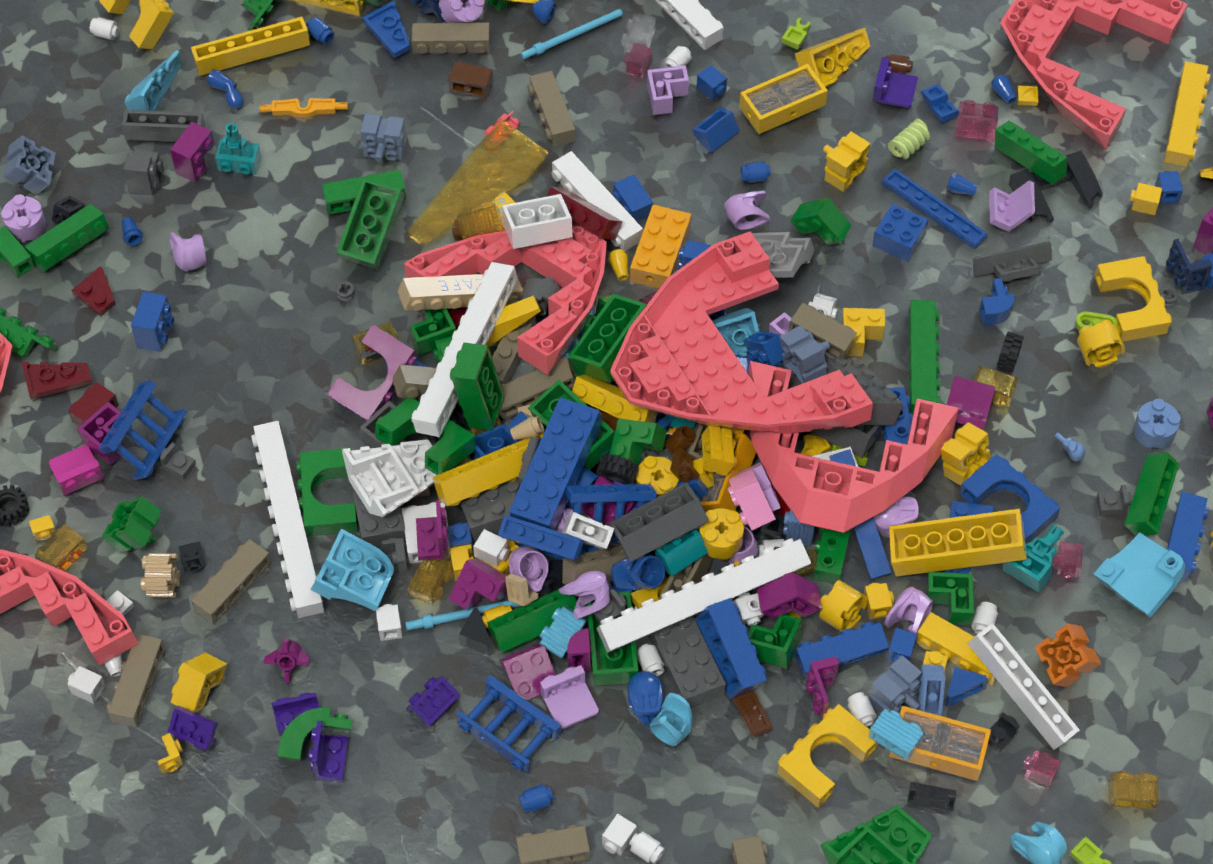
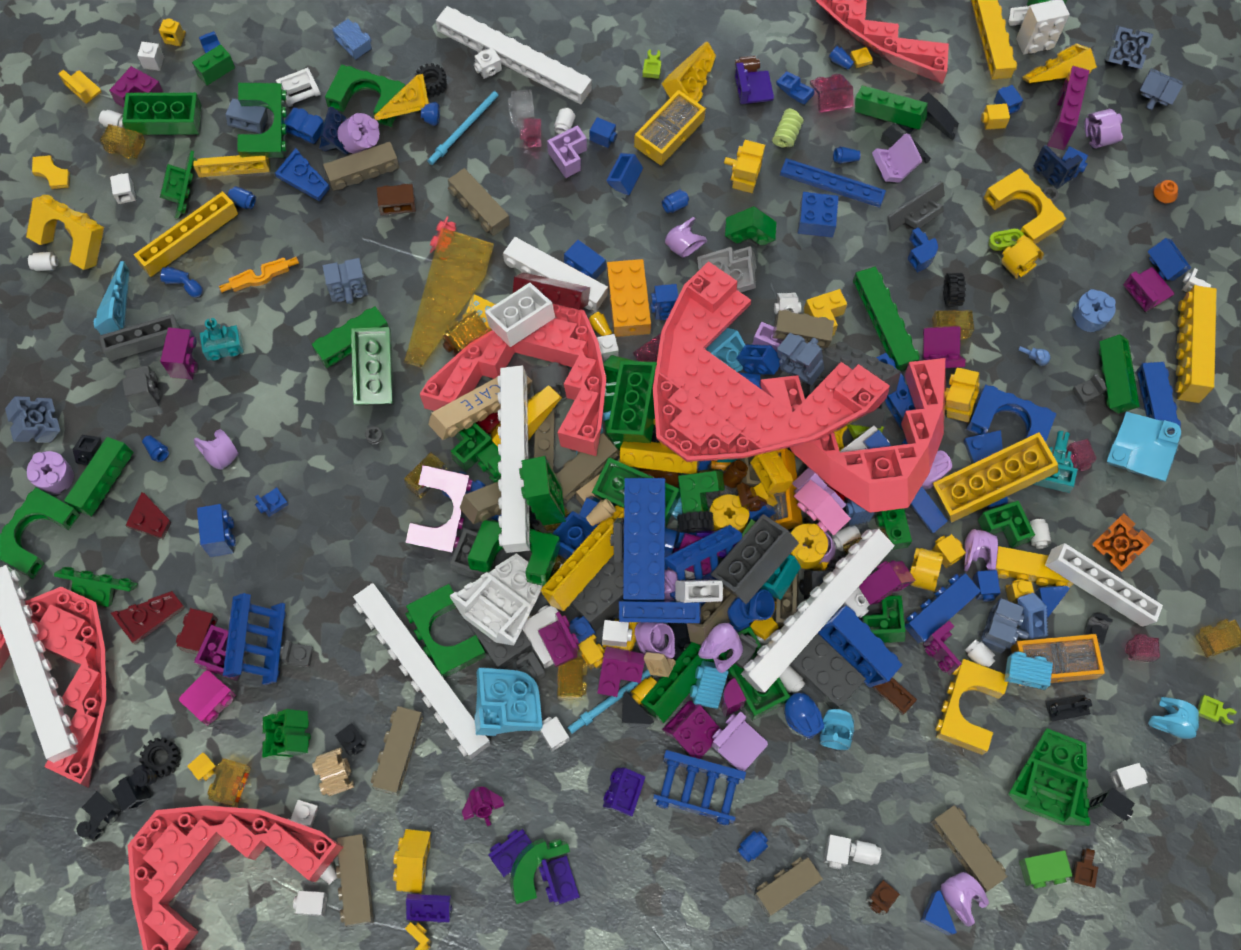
camera: 25 degrees left, 10 degrees up
(217, 318) = (271, 502): none -> blue bracket
(615, 284) = (608, 346): none -> white brick

